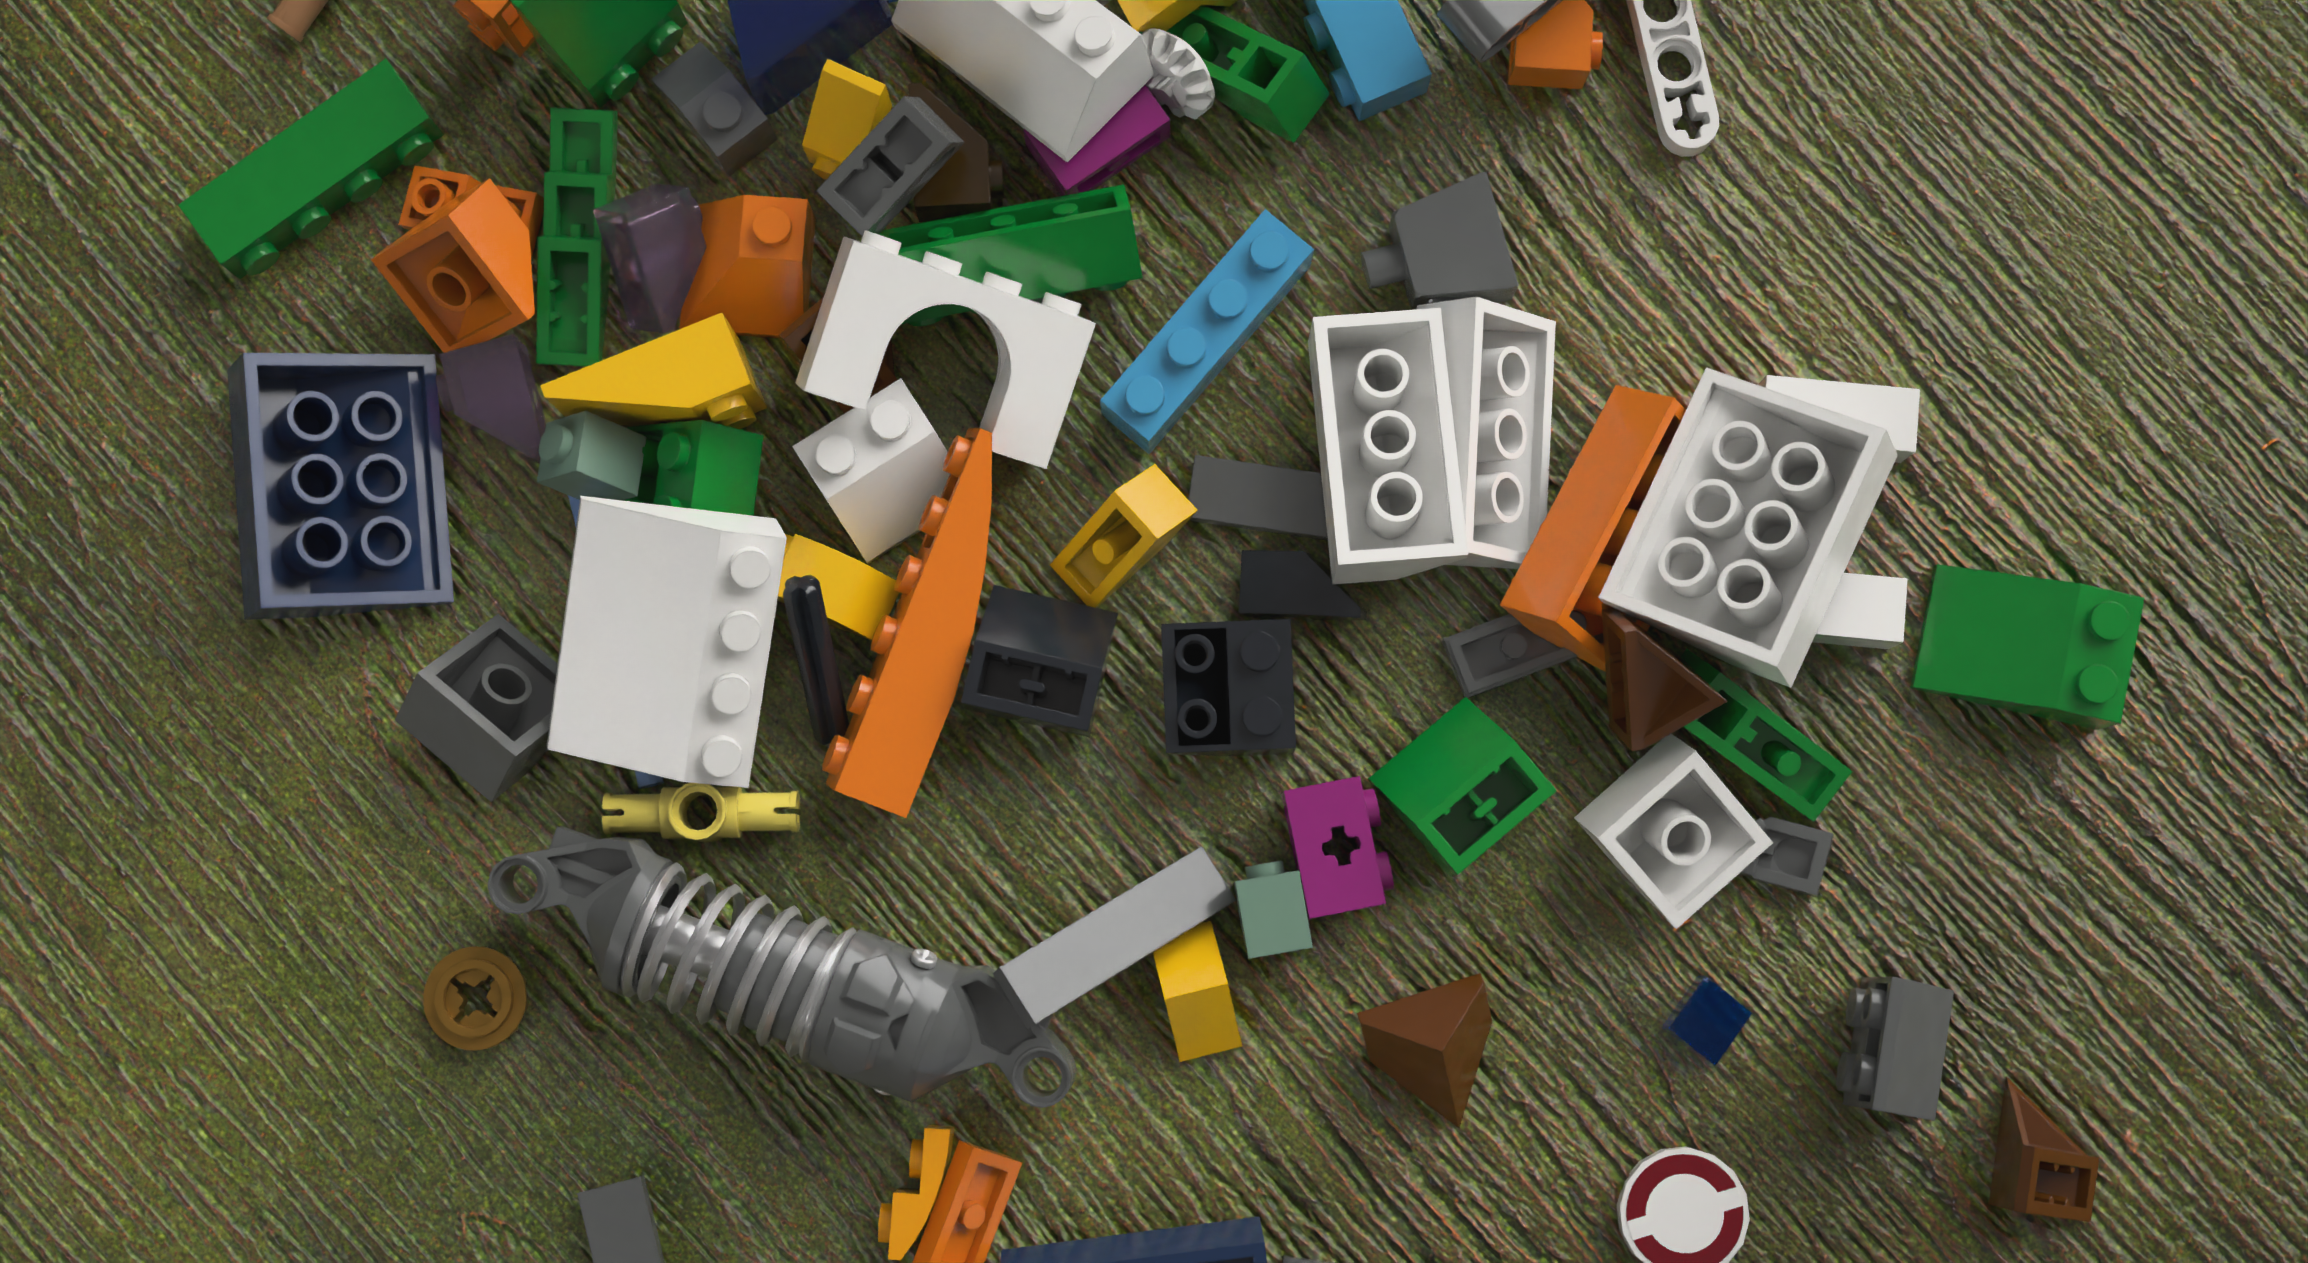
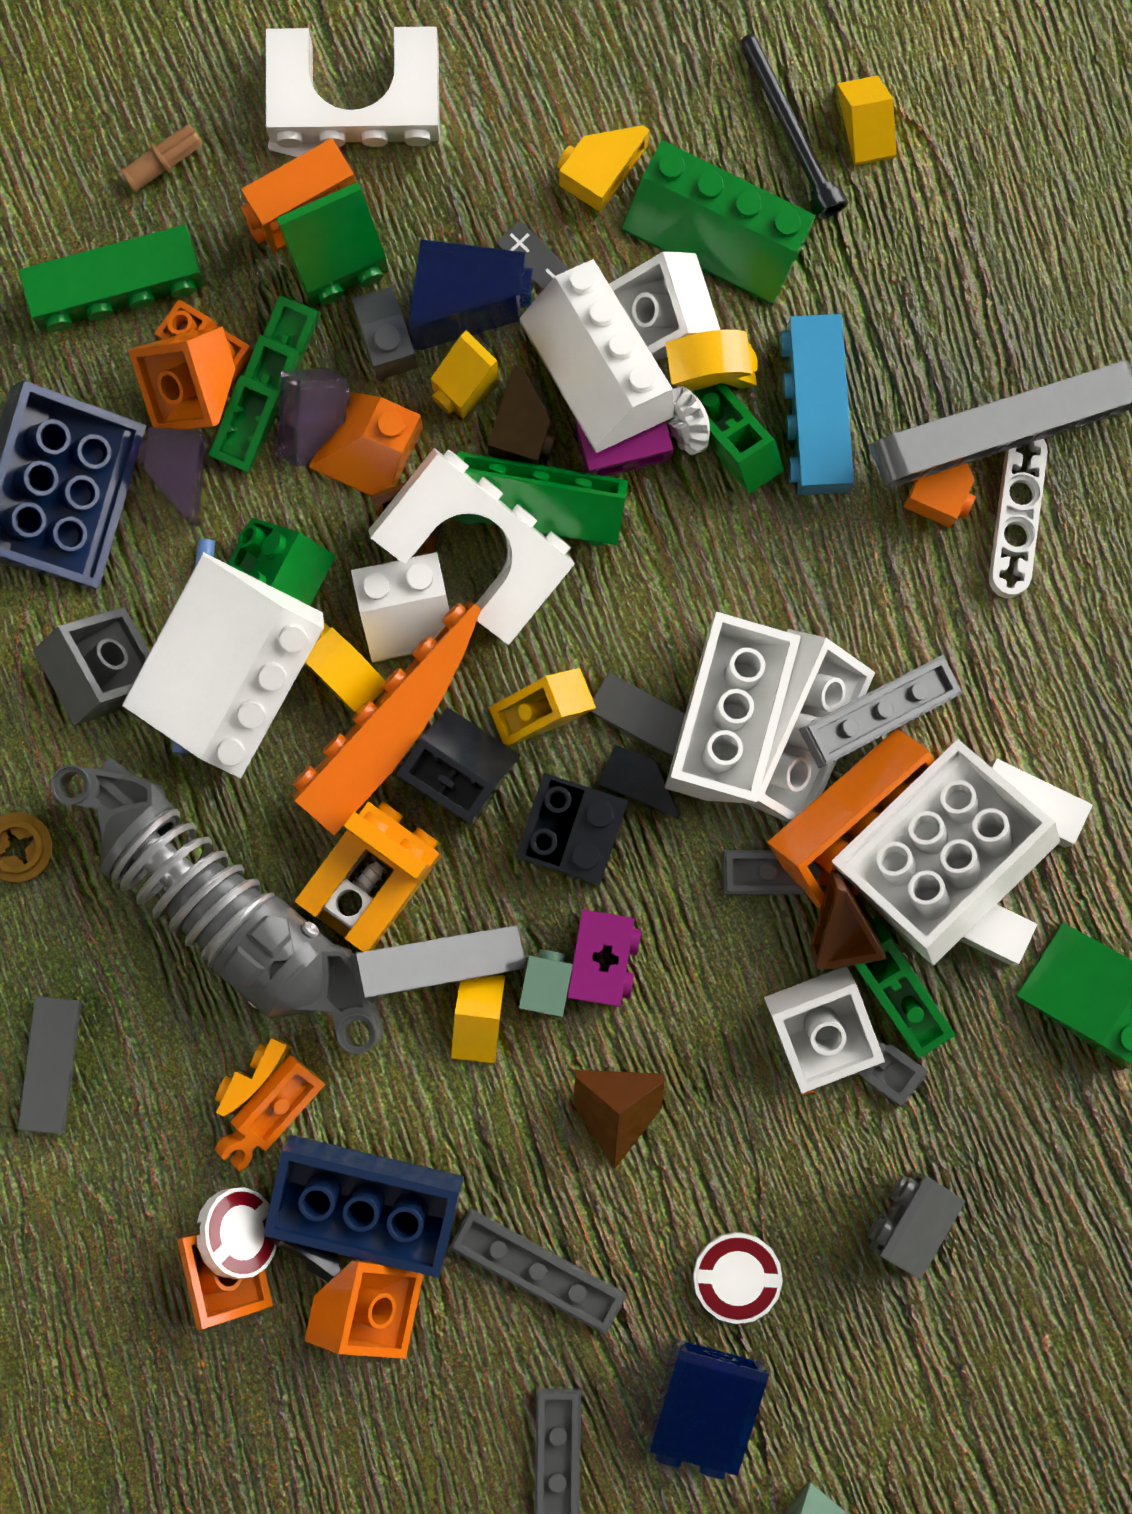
camera: 15 degrees right, 0 degrees up
(591, 457) = (220, 529): sand green brick -> none
(668, 380) = (291, 498): yellow slope -> none
(668, 812) = (184, 775): light yellow pin -> none
(815, 657) = (315, 711): black axle -> none
(890, 166) = (481, 413): dark grey brick -> none
(985, 799) = (379, 833): none -> light orange brick
(1206, 331) = (646, 595): dark azure brick -> none
(1446, 248) = (821, 599): dark grey torso -> none
(1461, 786) = (698, 949): green slope -> none
(1585, 371) = (880, 711): none -> tile
(1707, 1019) = (800, 1160): clear blue slope -> none
(2038, 1164) = (980, 1334): reddish brown slope -> none

